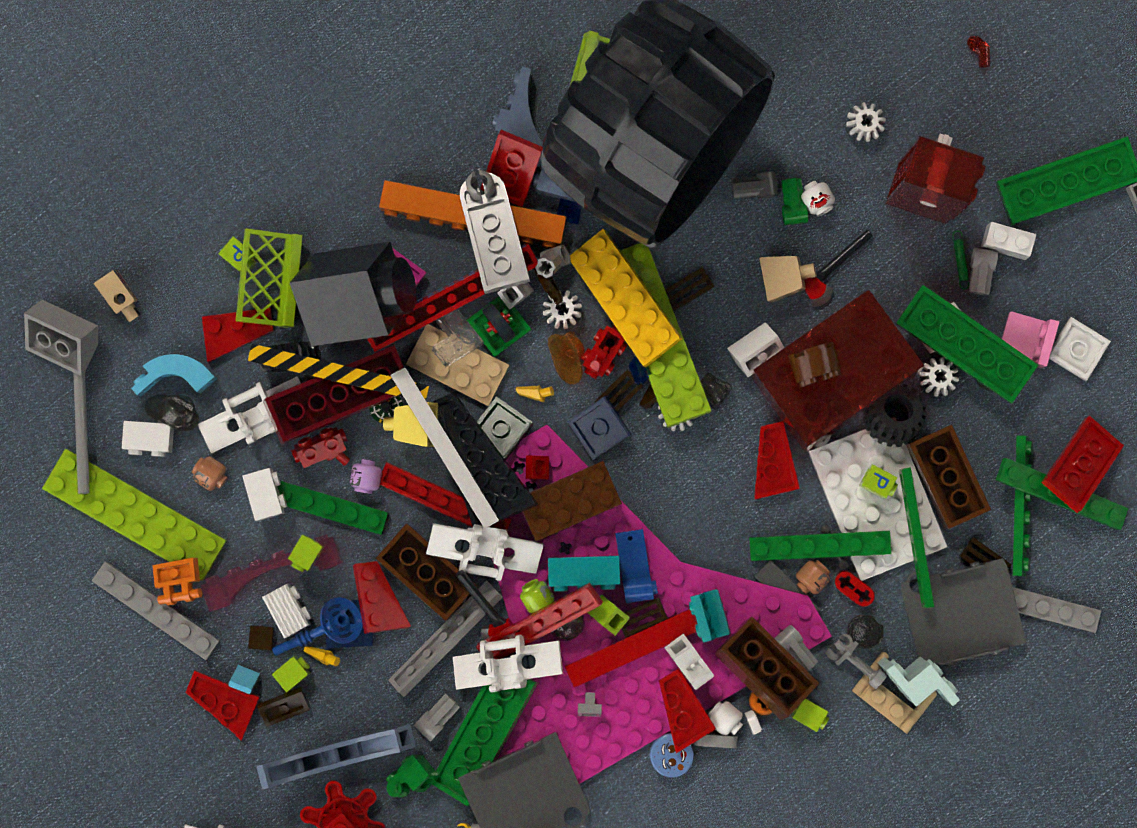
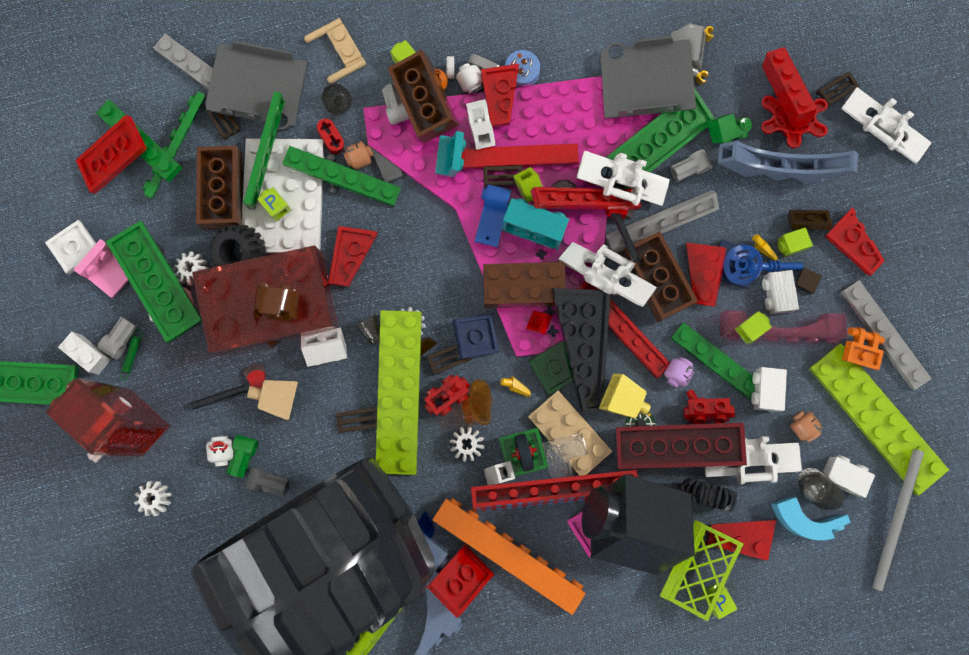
camera: 160 degrees left, 5 degrees down
(60, 336) = (896, 592): light grey slope -> none
(110, 287) = (835, 609): tan torso -> none
(244, 679) = (833, 252): medium azure tile -> none
(327, 370) = (676, 463): sticker -> none
(444, 448) = (609, 366): white sticker -> none
(493, 233) = (499, 530): light grey plate -> none
(536, 595) = (579, 222): lime head -> none
(550, 287) = (469, 467): dark brown tile -> none
(552, 260) = (458, 487): light grey piece -> none
(589, 708) = (571, 123): light grey tile -> none
(625, 298) = (412, 431): yellow plate -> none
(638, 371) = (424, 369): clear blue tile -> none
(846, 652) = (342, 62): light grey bar -> none
(919, 680) = (310, 44): light aqua bracket -> none
(981, 48) = (31, 521): clear red arm -> none

